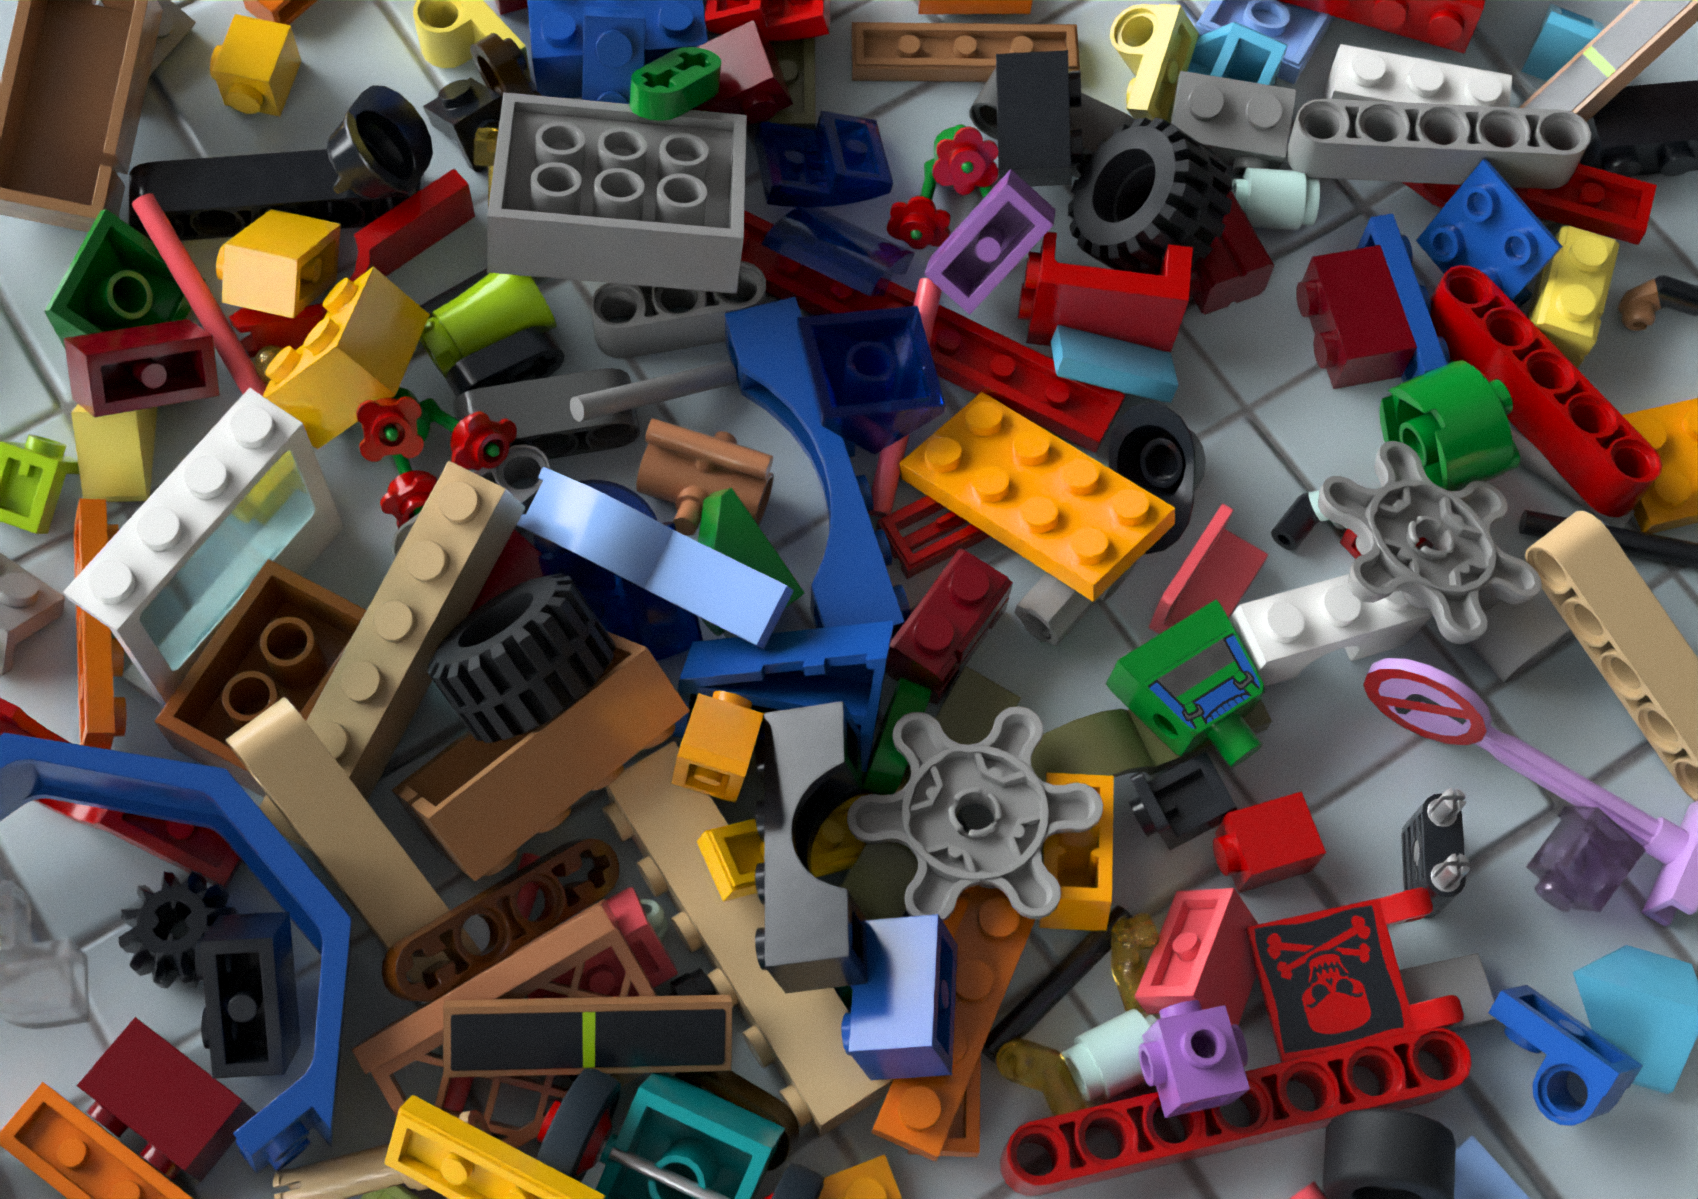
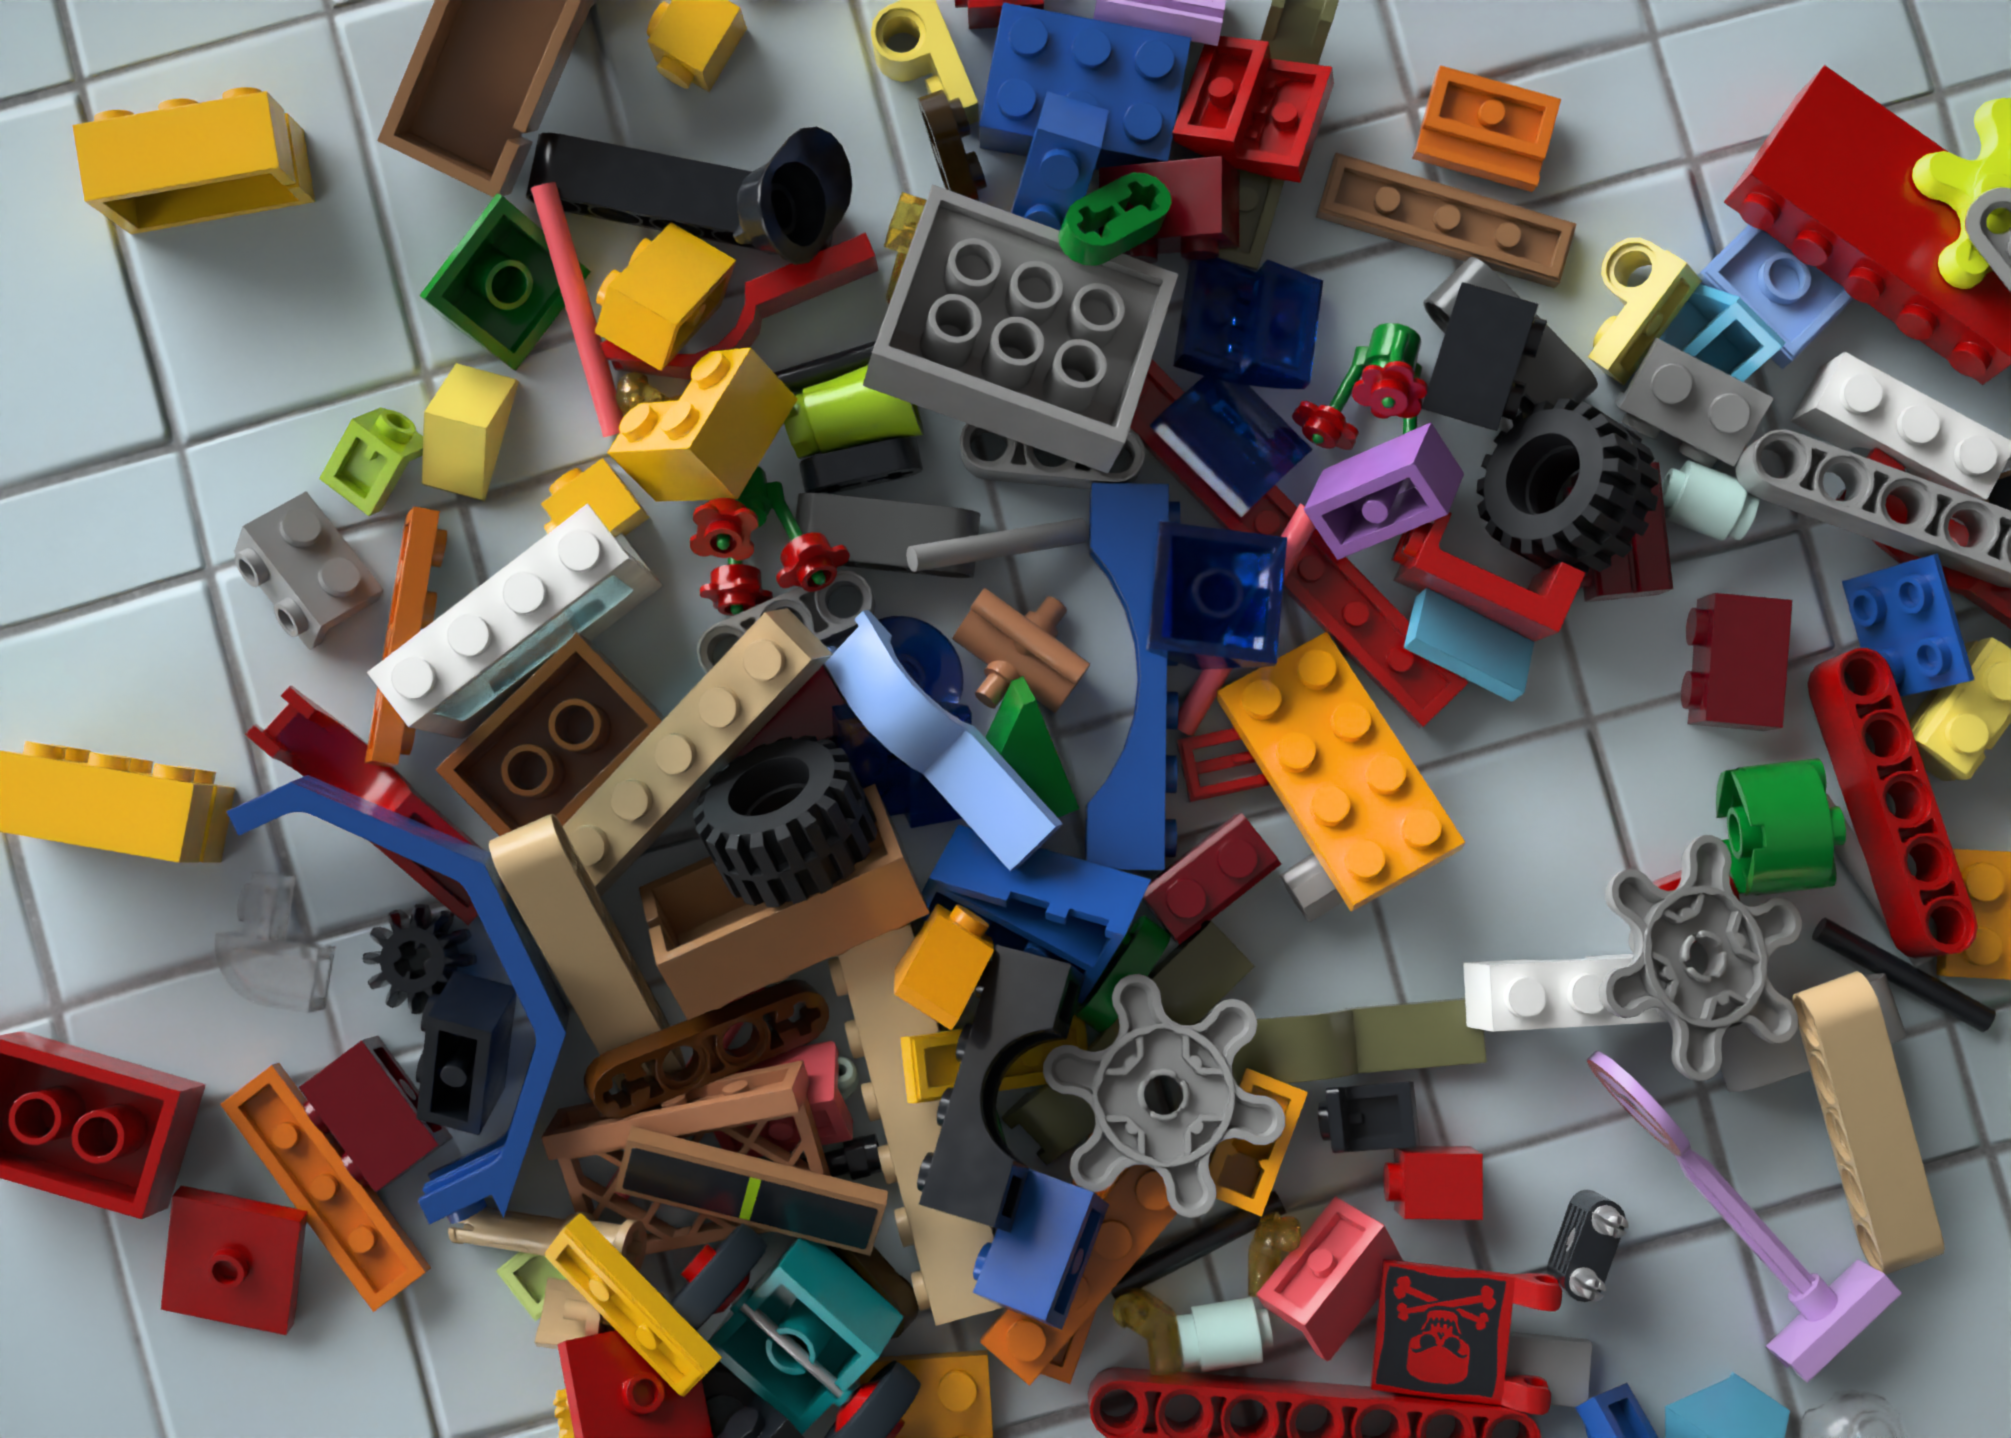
camera: 20 degrees right, 20 degrees up
(141, 367) = (502, 378): dark red brick -> none
(462, 110) = (901, 157): black bracket -> none
(1161, 456) = (1471, 773): black piece -> none
(1193, 686) = (1421, 1019): green torso -> none
(1194, 1058) = (1279, 1404): medium lavender brick -> none
(1216, 568) = (1478, 906): coral panel -> none
(1299, 521) = (1613, 854): black arm -> none
(1431, 349) = (1804, 667): blue plate -> none
(1600, 854) = (1726, 1292): clear purple brick -> none

